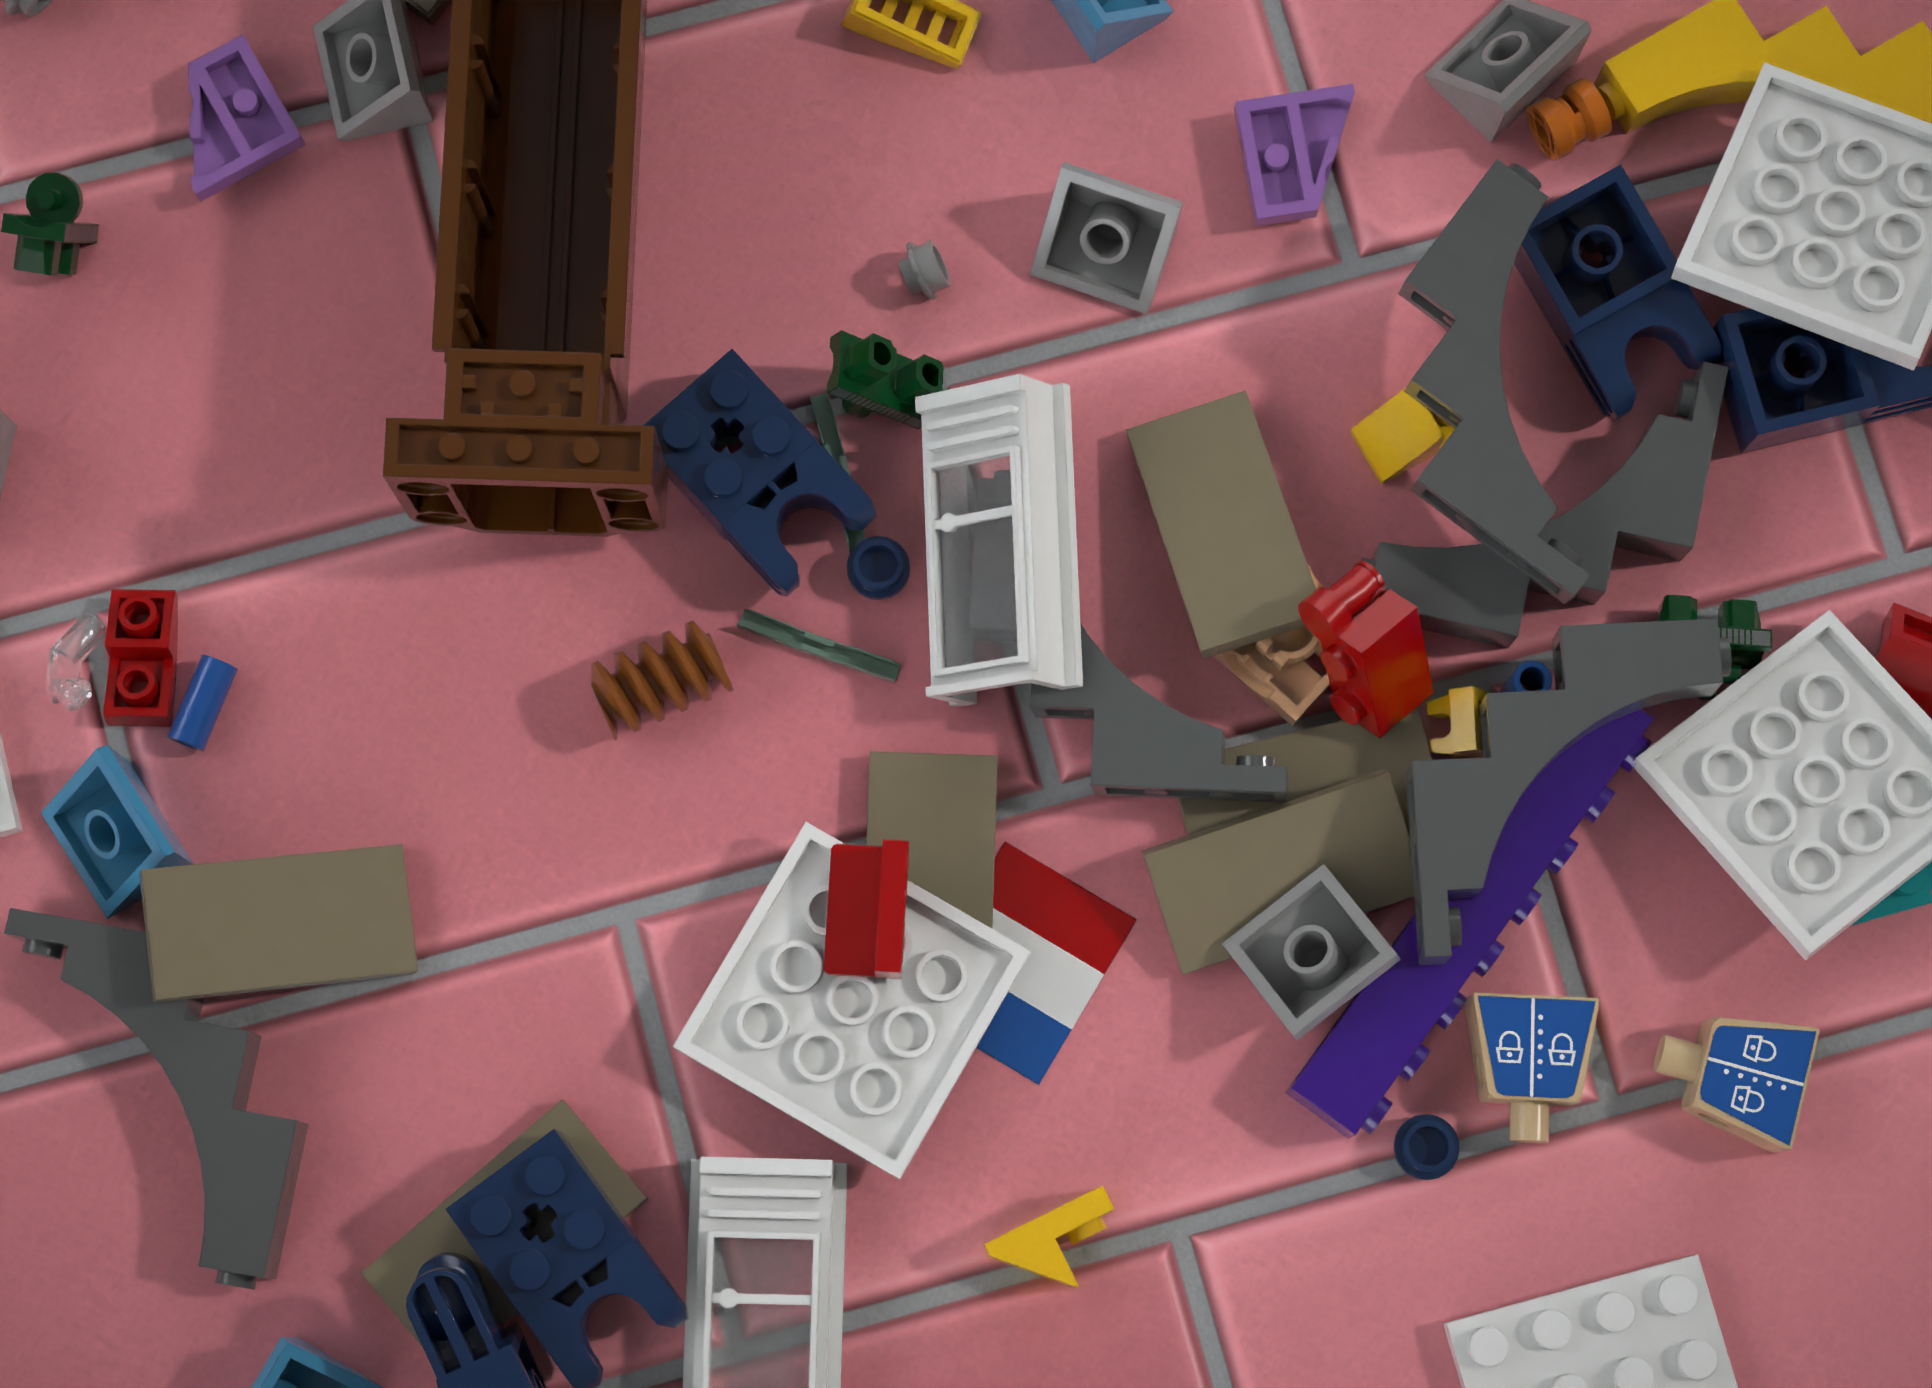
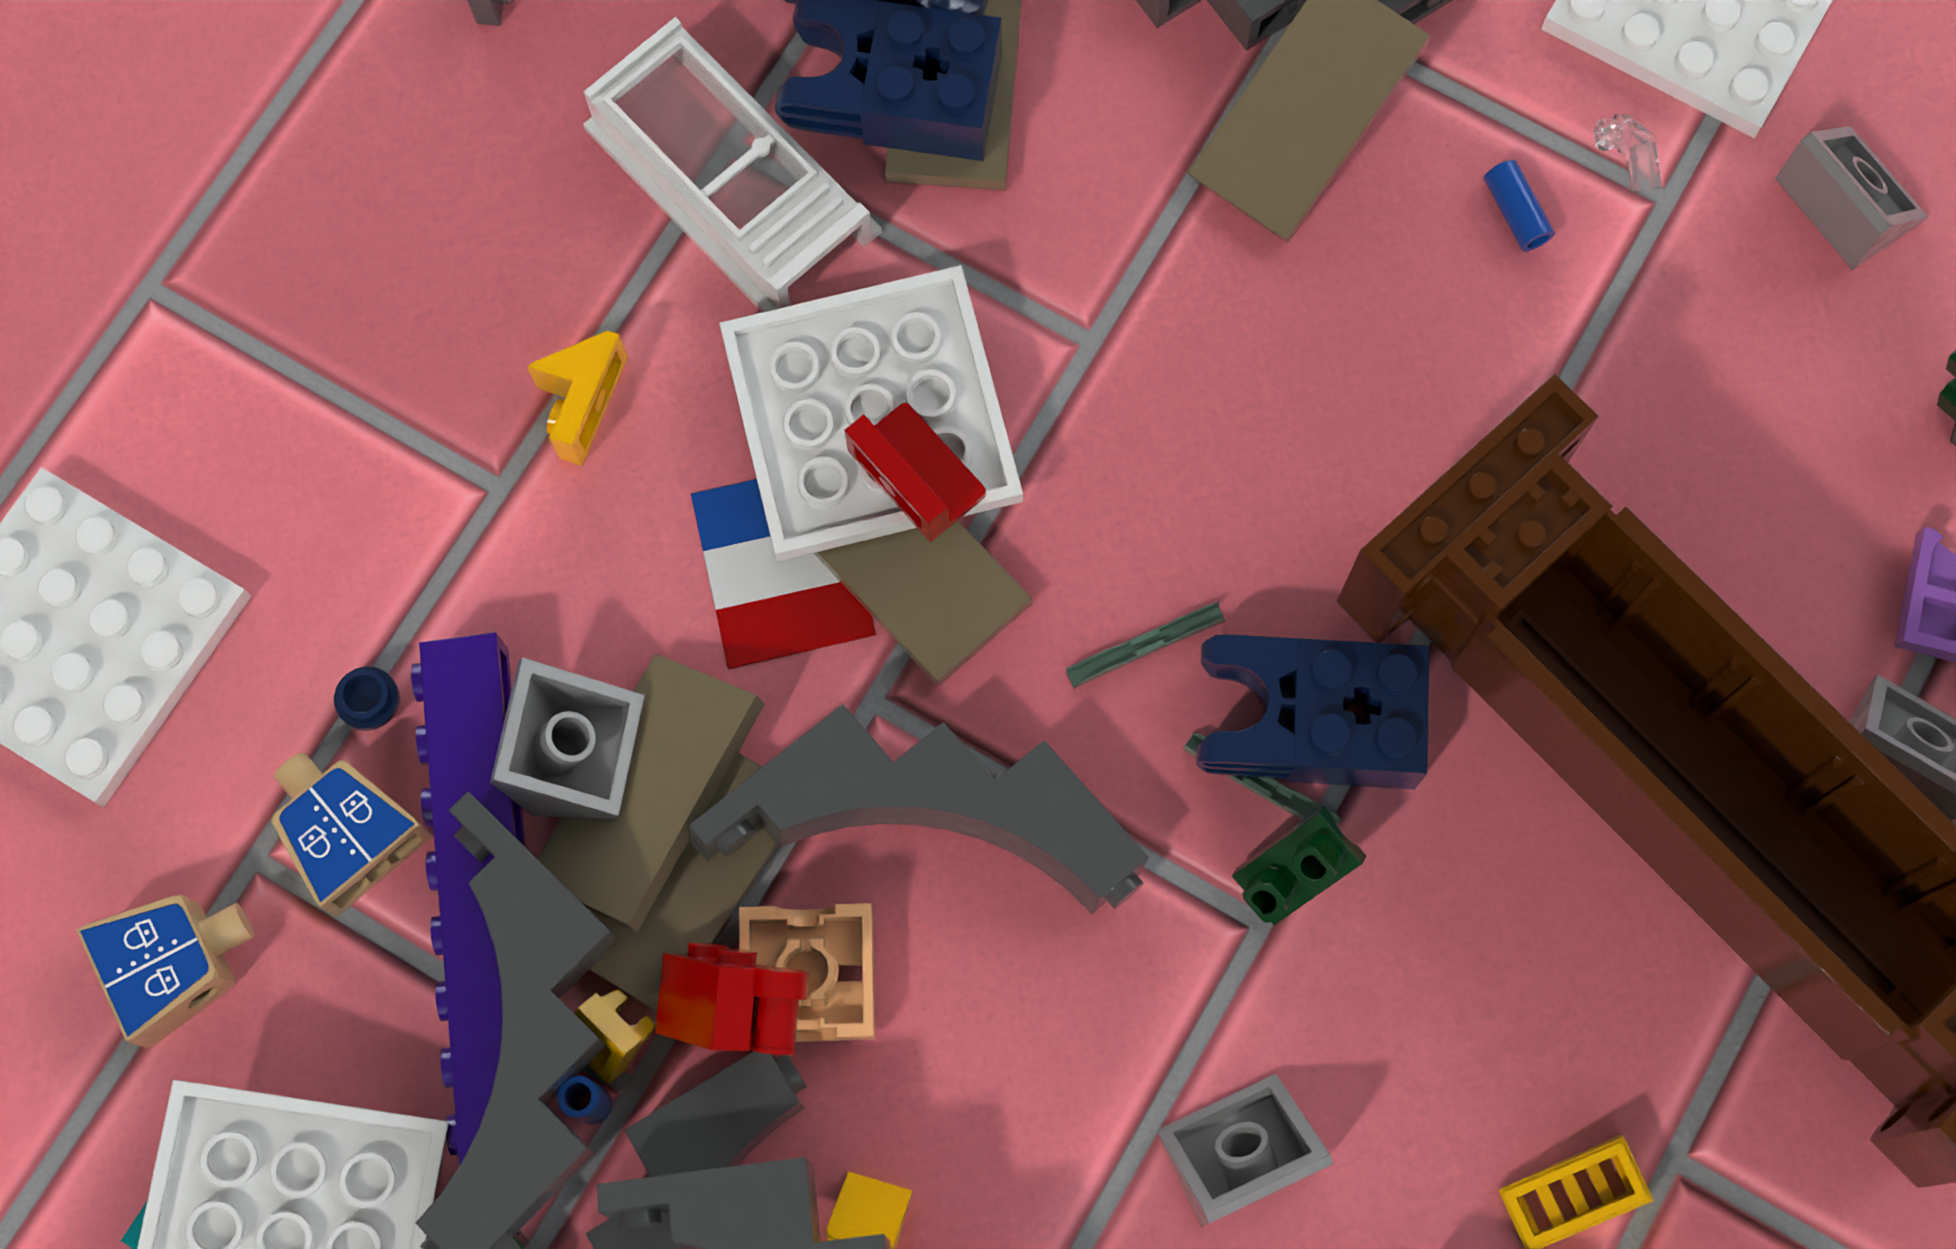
camera: 140 degrees right, 5 degrees down
(112, 830) = (1479, 79): dark azure slope -> none
(142, 657) = (1592, 201): red slope -> none
(658, 678) = (1227, 502): dark orange piece -> none
(878, 568) = (1159, 736): dark blue plate -> none
(924, 269) = (1355, 994): light grey plate -> none
(1000, 538) = (1084, 822): white piece -> none
(1223, 523) = (936, 1008): dark tan tile -> none

